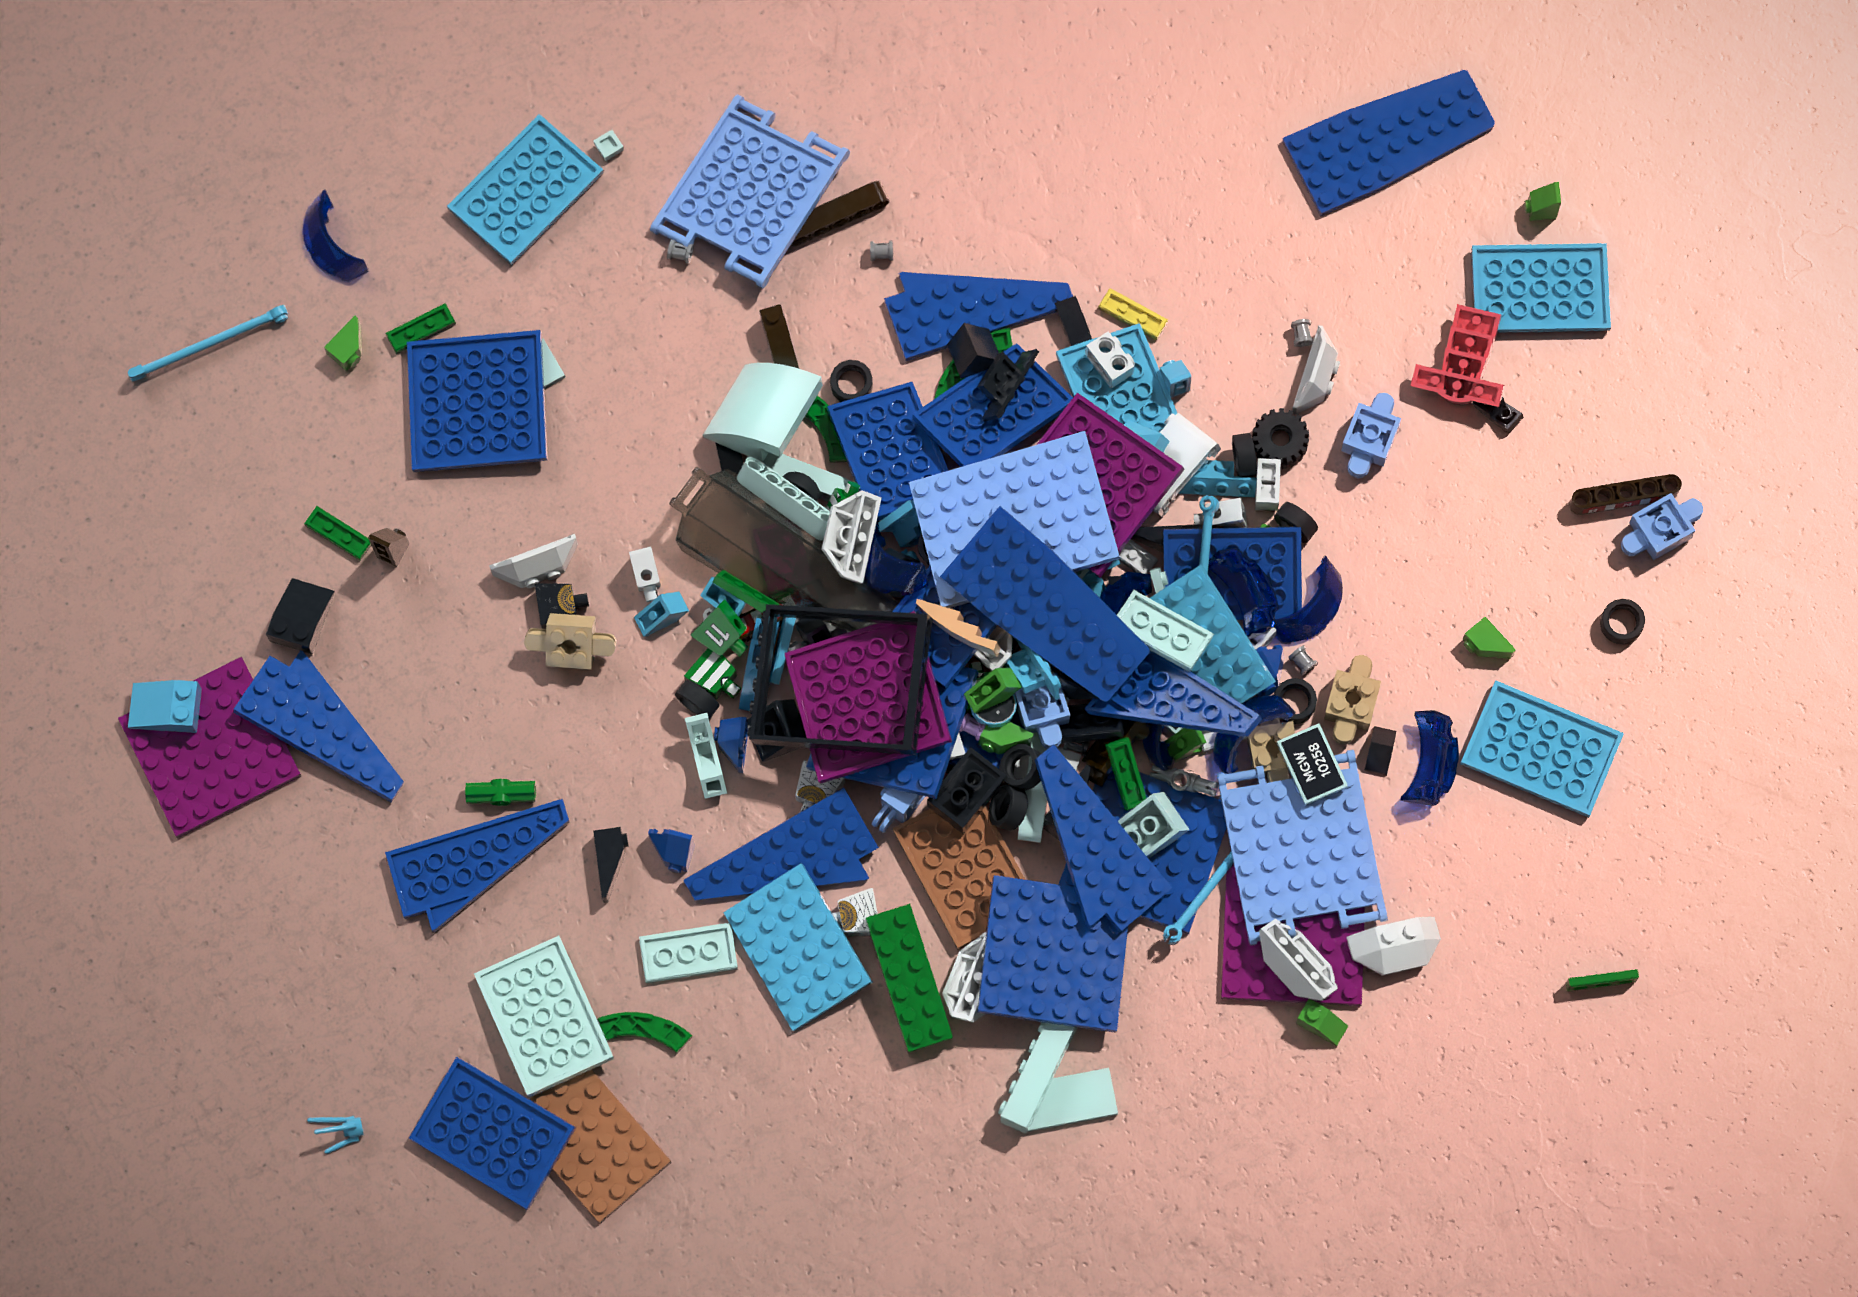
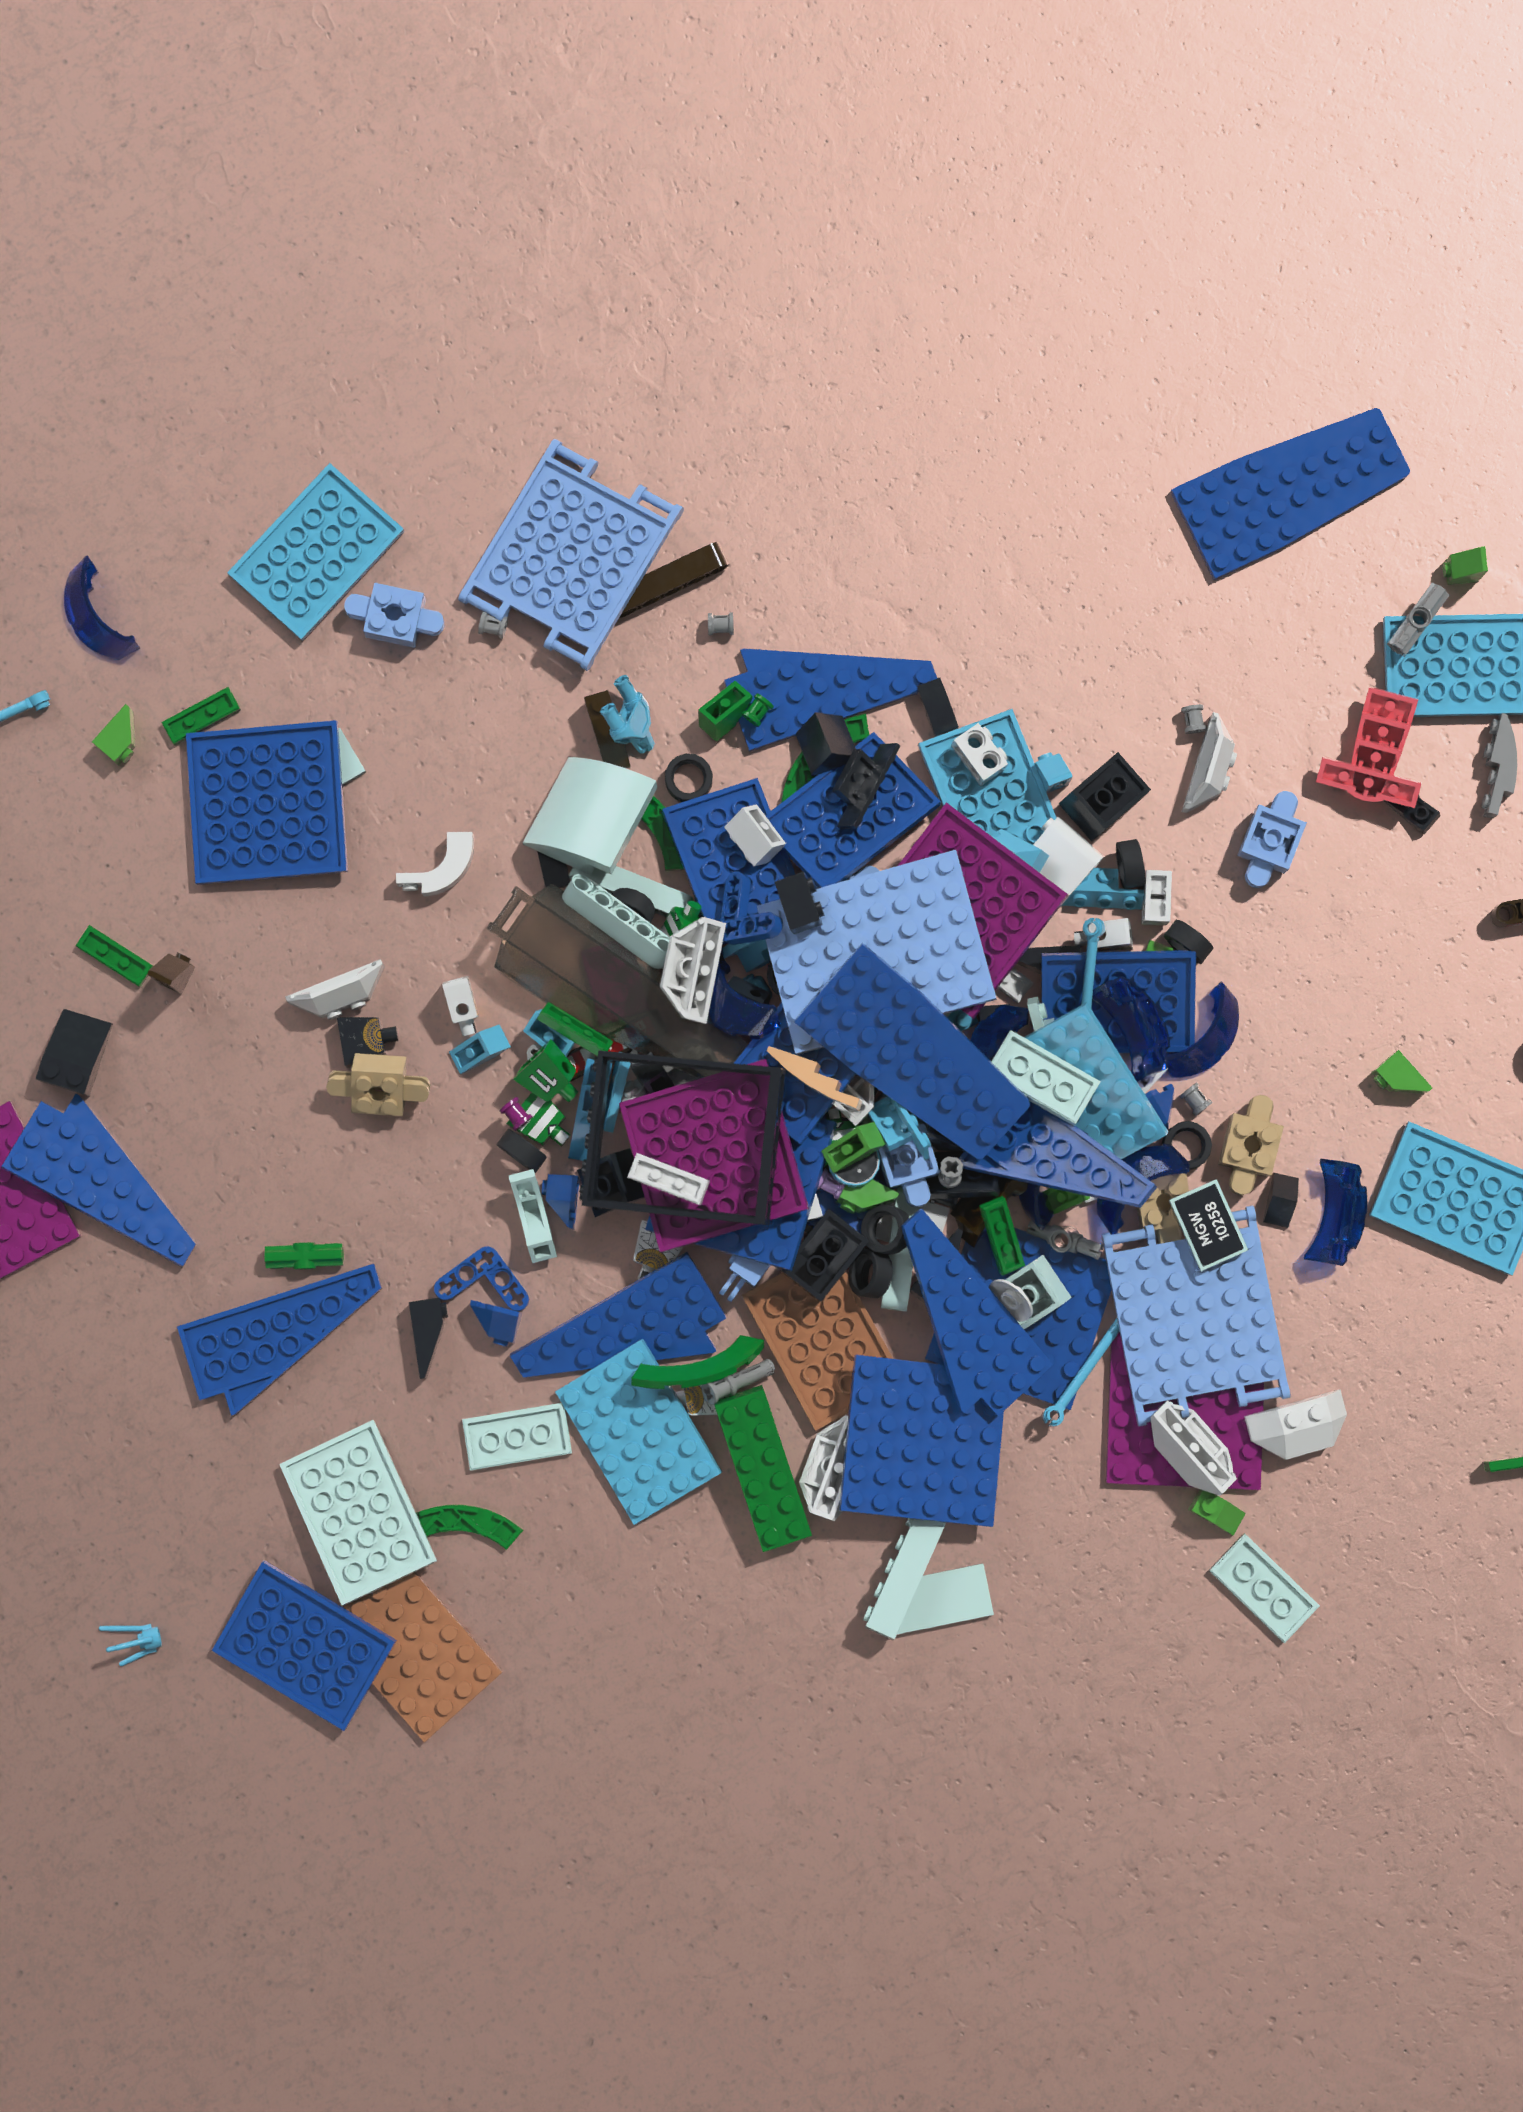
camera: 10 degrees left, 10 degrees up
(593, 242) = (394, 615): none -> light blue brick
(608, 145) = (409, 499): light aqua plate -> none
(634, 463) = (452, 869): none -> white arch
(665, 807) = (490, 1272): none -> blue beam
(692, 665) = (516, 1113): none -> magenta bush
(803, 330) = (633, 720): none -> medium azure connector
(826, 712) = (668, 1179): none -> white tile
(853, 890) = (722, 1365): none -> green tile
(879, 903) = (729, 1385): none -> light grey pin
(883, 323) = (724, 710): none -> green slope
(891, 498) = (738, 891): none -> blue beam
(906, 325) = (757, 710): none -> green bush
(908, 426) = (755, 835): none -> white brick
(945, 475) = (799, 903): none -> black brick
(1080, 716) = (951, 1165): none -> light grey bush
(1133, 313) = (1004, 696): light yellow tile -> none
(1135, 825) = (1013, 1299): none -> white dish
(1221, 399) = (1104, 796): none -> black slope
(1292, 426) = (1174, 823): black tyre -> none
(1365, 1092) = (1264, 1588): none -> light aqua tile
(1508, 236) = (1427, 608): none -> light grey piece
(1579, 372) = (1503, 757): none -> light grey slope

